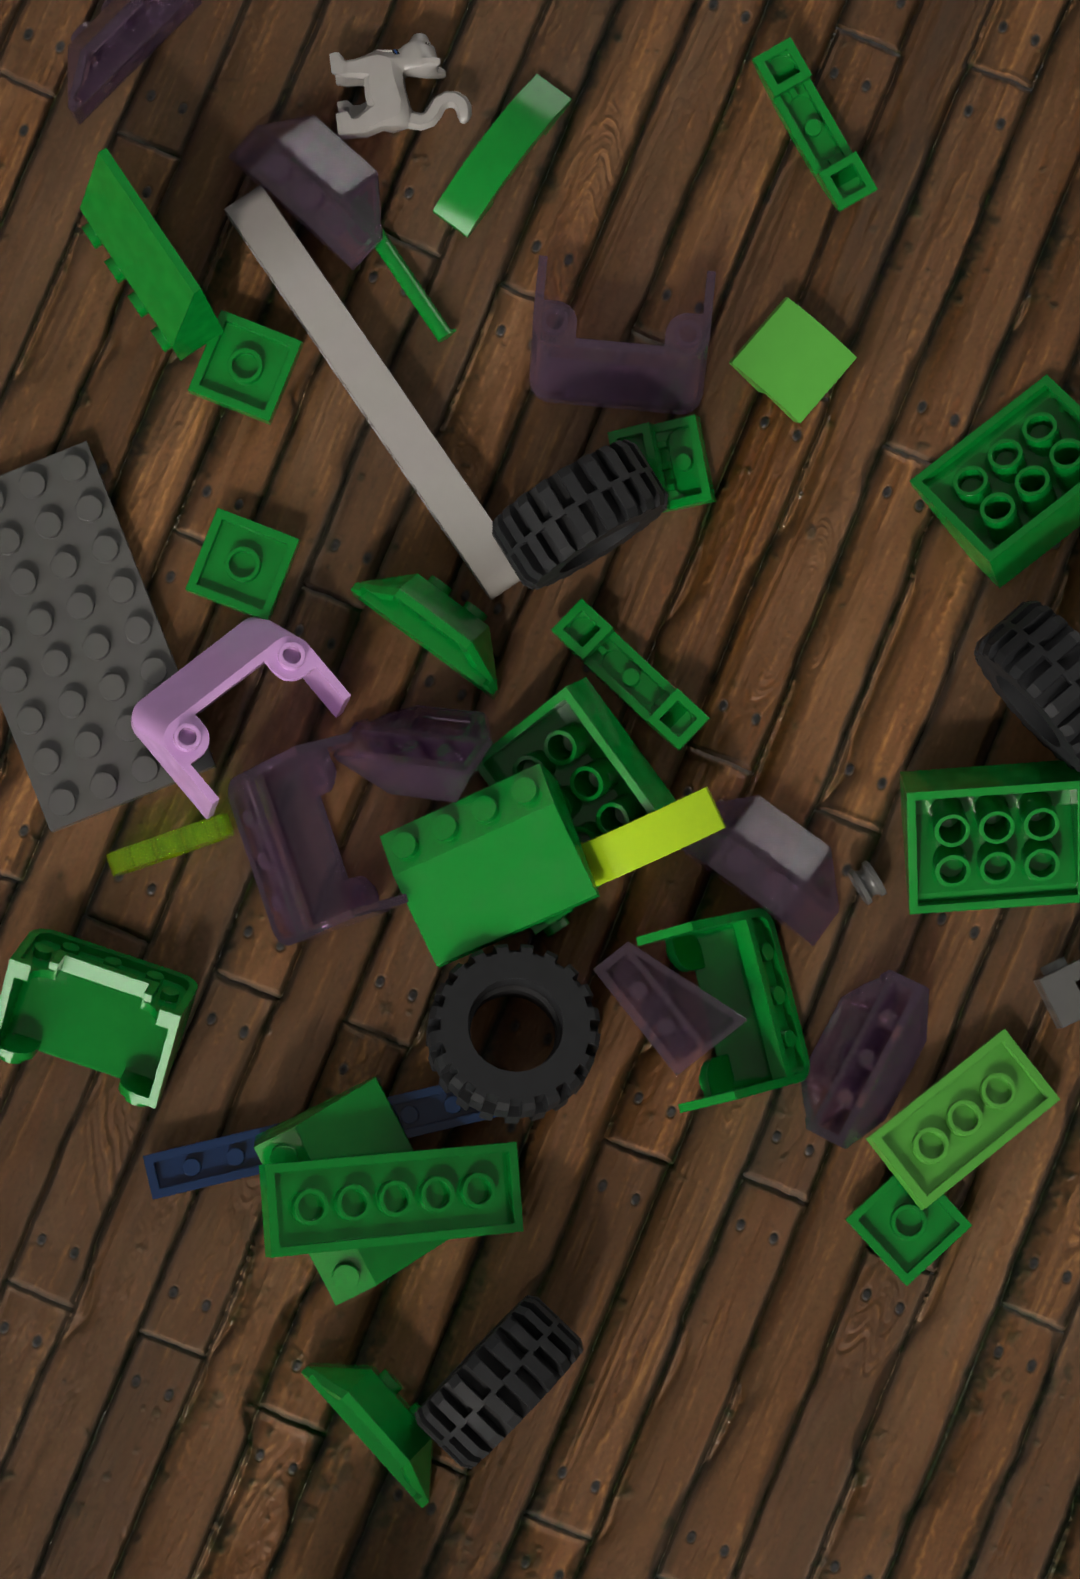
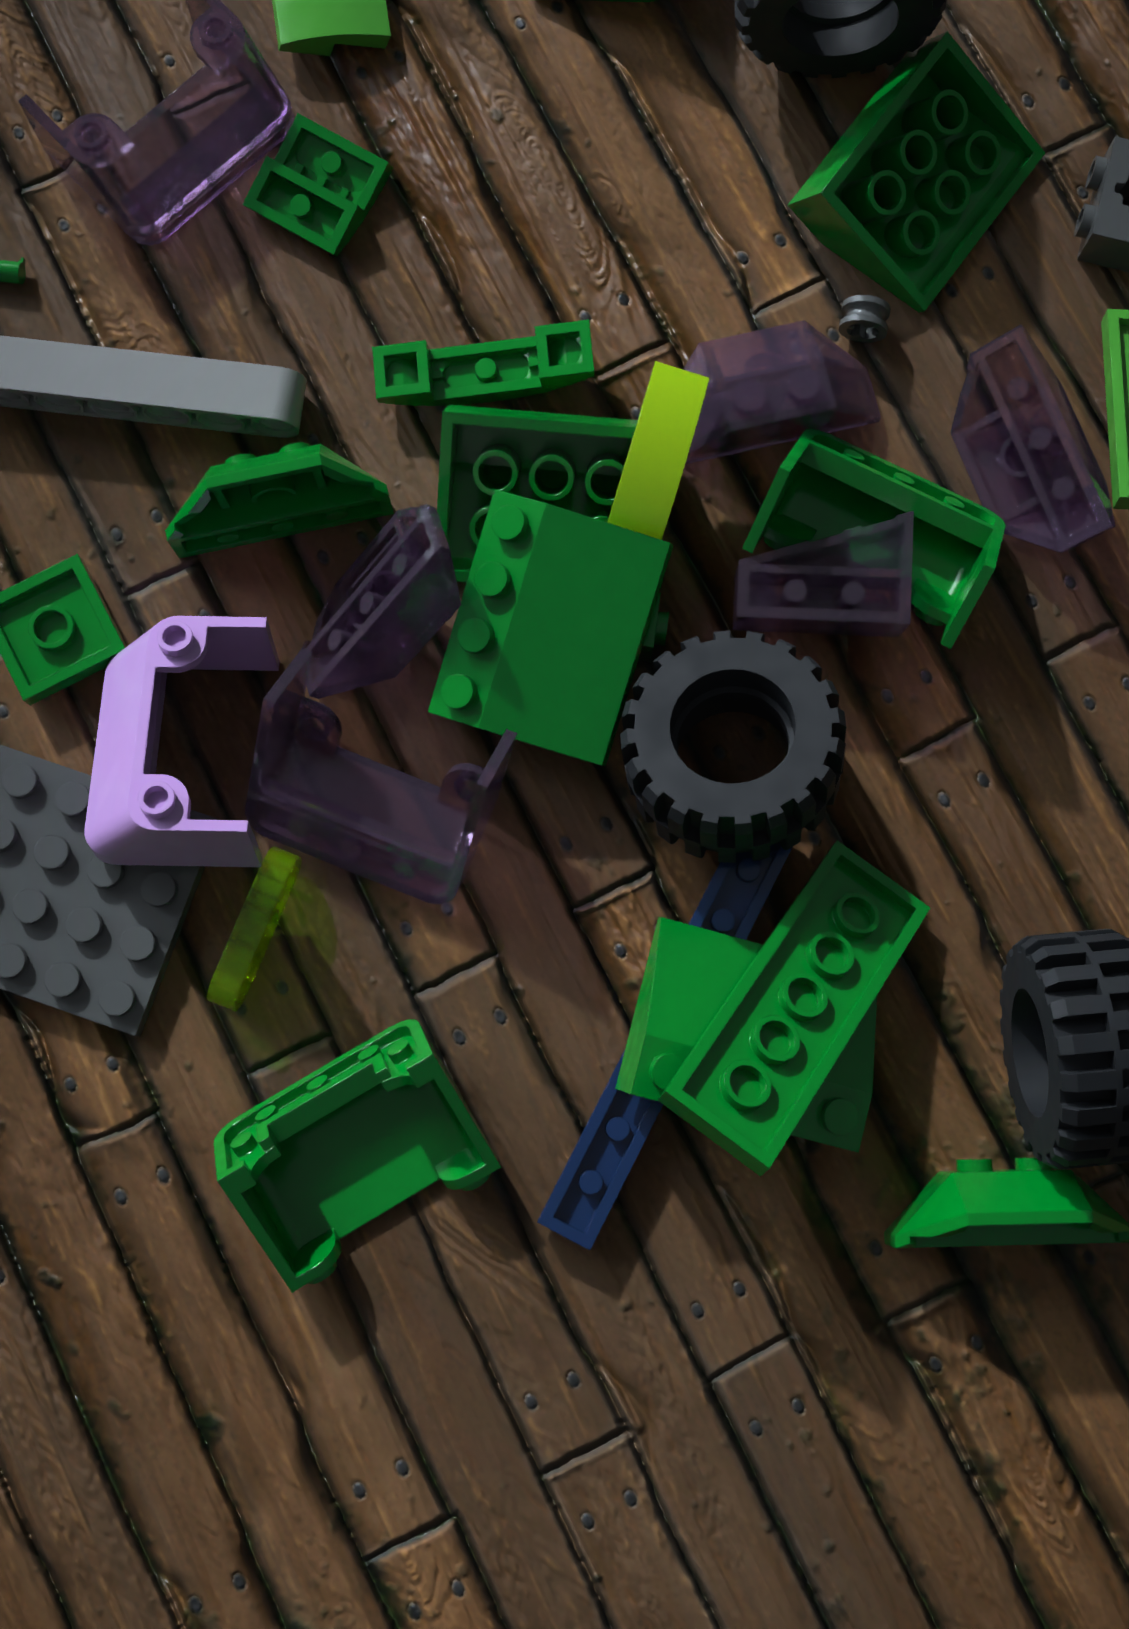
camera: 55 degrees left, 5 degrees down
(579, 514) = (289, 255): black tyre -> none

